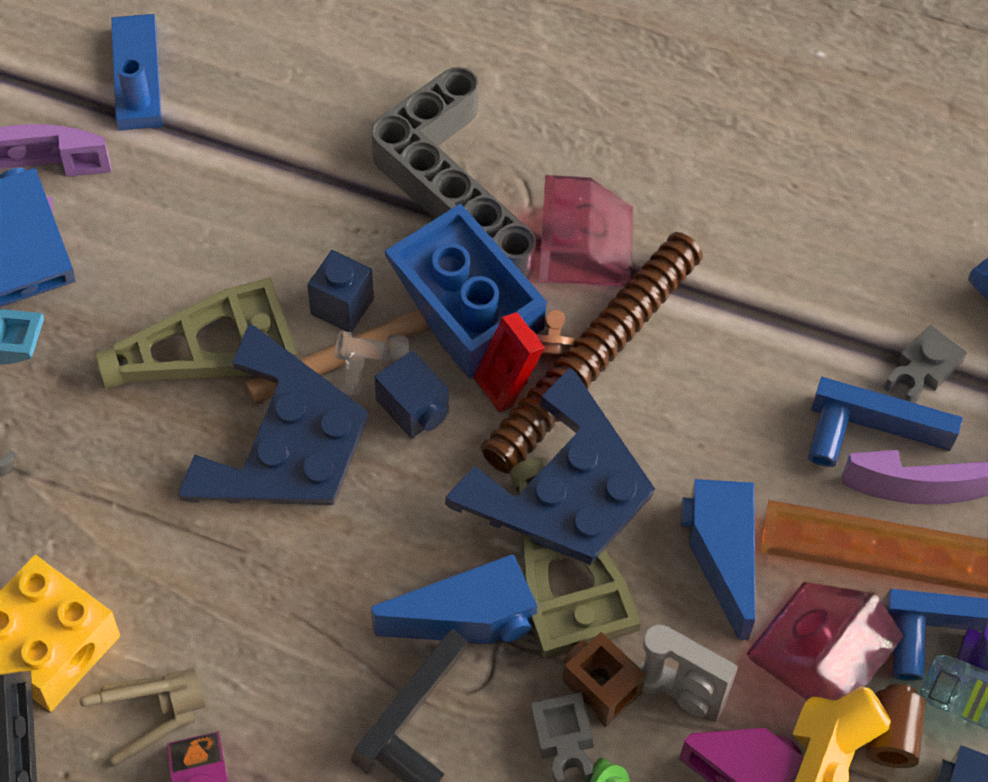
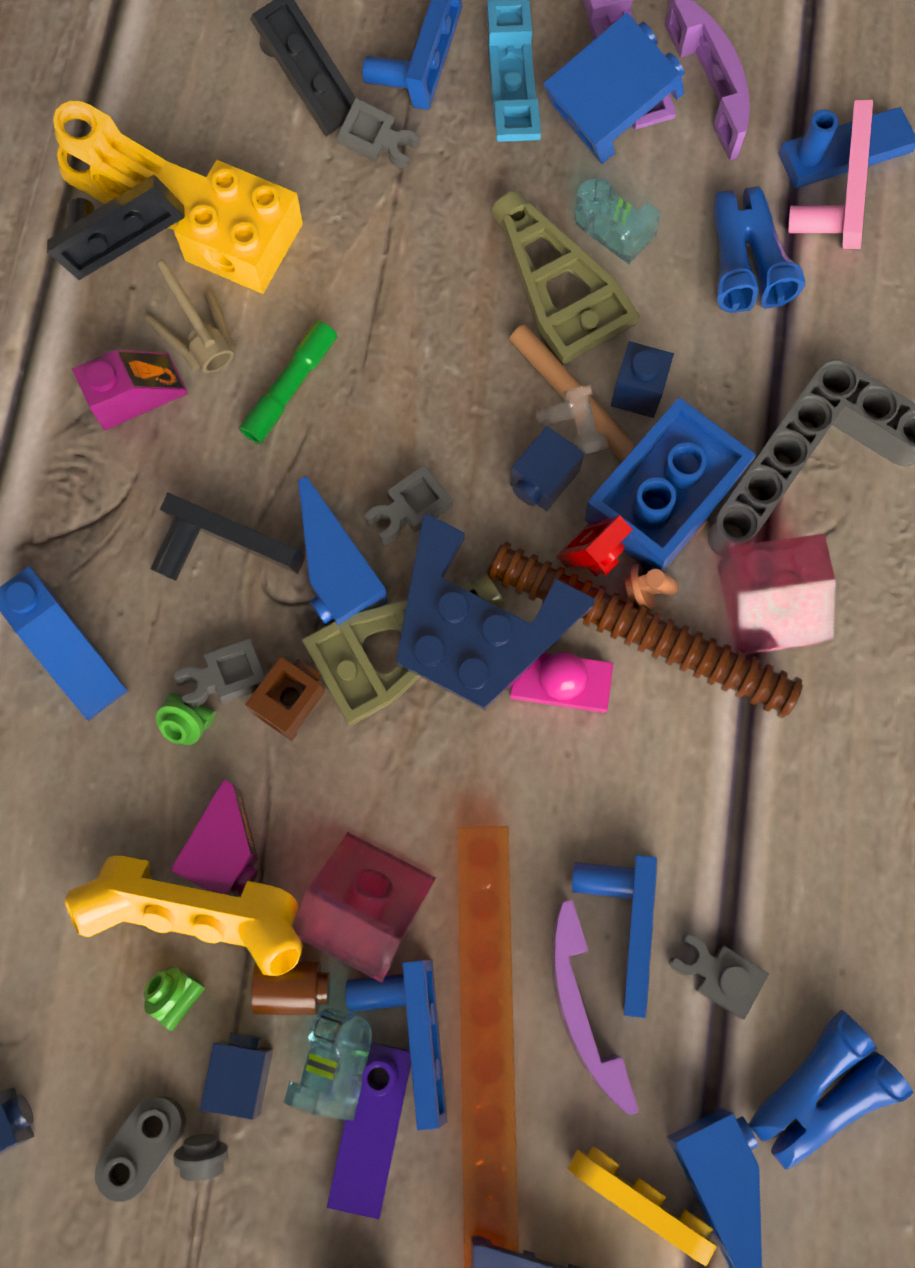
camera: 80 degrees right, 15 degrees up
(152, 280) = (614, 220): none -> clear light blue leg
(217, 79) = (848, 217): none -> bright pink piece
(234, 173) = (776, 274): none -> blue piece
(265, 643) = (272, 404): none -> green piece
(300, 444) = (474, 385): dark blue wing -> none
(417, 522) = (410, 502): none -> dark grey plate
(637, 418) = (566, 682): none -> dark pink tile
(702, 676) = (288, 780): light grey plate -> none
(724, 544) = (456, 789): blue slope -> none

